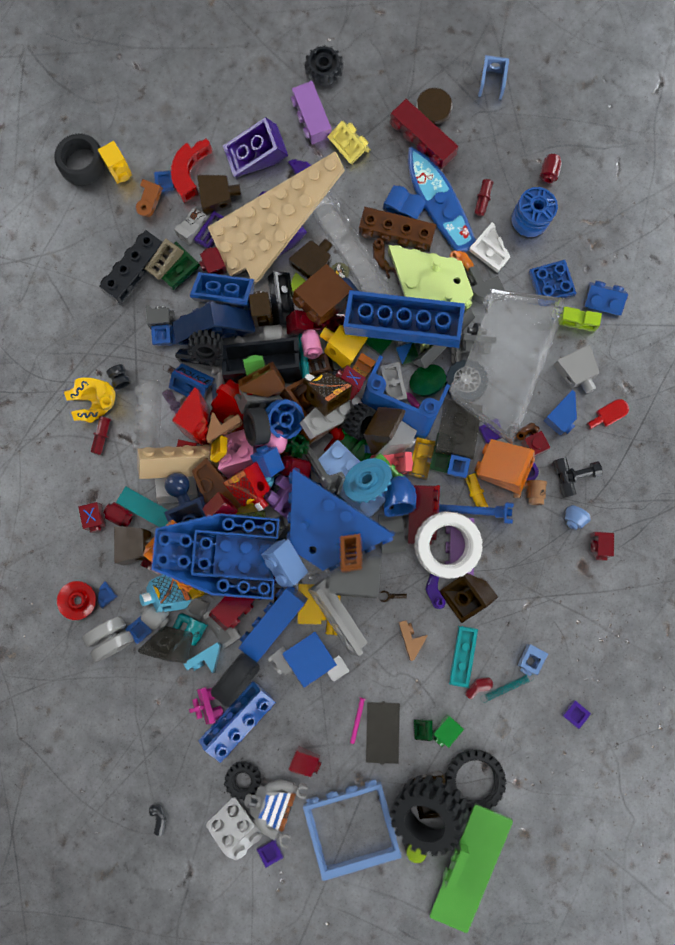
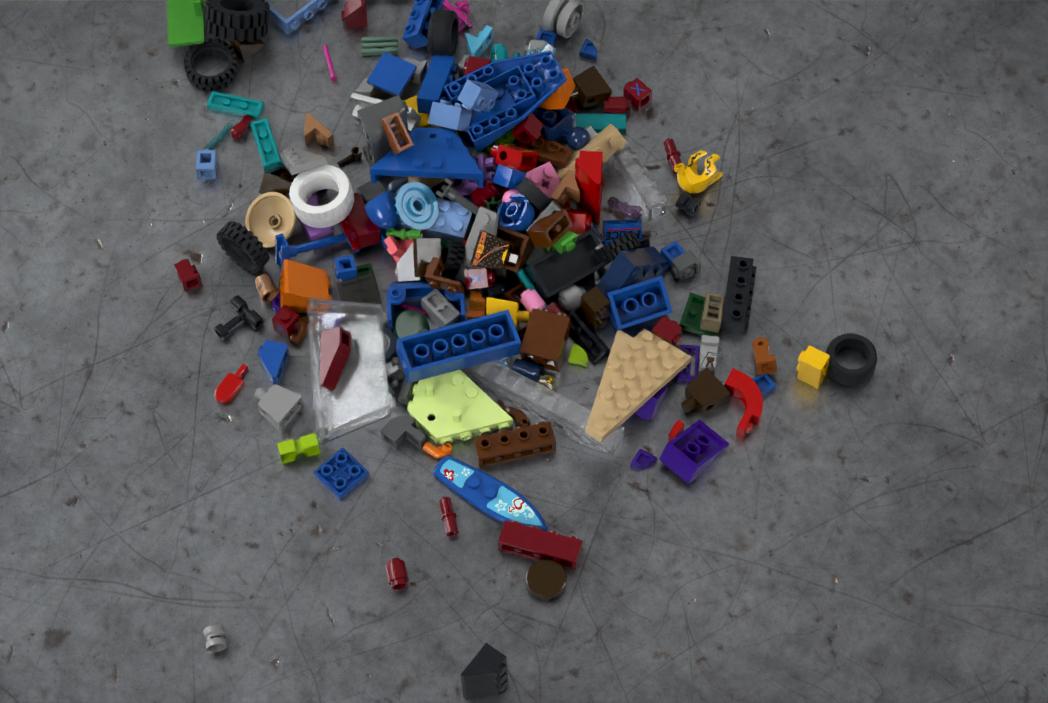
camera: 150 degrees right, 20 degrees down
(67, 600) = (609, 27): red dish -> none
(168, 645) = (512, 31): clear smoke slope -> none
(218, 449) = (557, 172): yellow tile -> none
(249, 556) = (478, 96): none -> medium blue brick
(260, 171) = (677, 429): none -> red tile
(296, 720) = (379, 43): none -> sand green tile
(310, 112) = (662, 510): medium lavender brick -> none
(311, 258) = (577, 377): dark brown torso -> none
(324, 56) = (678, 552): black gear -> none
(348, 142) = (608, 503): light yellow bracket -> none
(382, 732) = (304, 64): clear smoke piece -> none
(390, 390) = (433, 276): none -> reddish brown bracket
(403, 203) = (520, 469): blue brick -> none
(420, 456) = (382, 267): yellow piece -> none
(423, 730) = (272, 77): dark green tile -> none
(447, 731) = (251, 85): green brick -> none
(449, 597) = (300, 160): none -> light grey wing
(472, 719) = (235, 105): none -> teal tile
(476, 491) = (310, 258): yellow pin -> none
(490, 249) = (415, 471): white wing -> none
(502, 69) = (514, 642): medium blue piece -> none
(508, 555) = (265, 212): none -> tan dish
(510, 383) = (334, 354): none -> dark red slope
(529, 36) = (485, 674): none -> black slope
(534, 211) = (391, 515): blue wheel -> none
(545, 534) = (243, 247): none -> black tyre
(576, 517) = (220, 284): medium blue cone -> none
(576, 714) = (149, 147): dark purple tile -> none
(606, 298) = (283, 482): blue bracket -> none

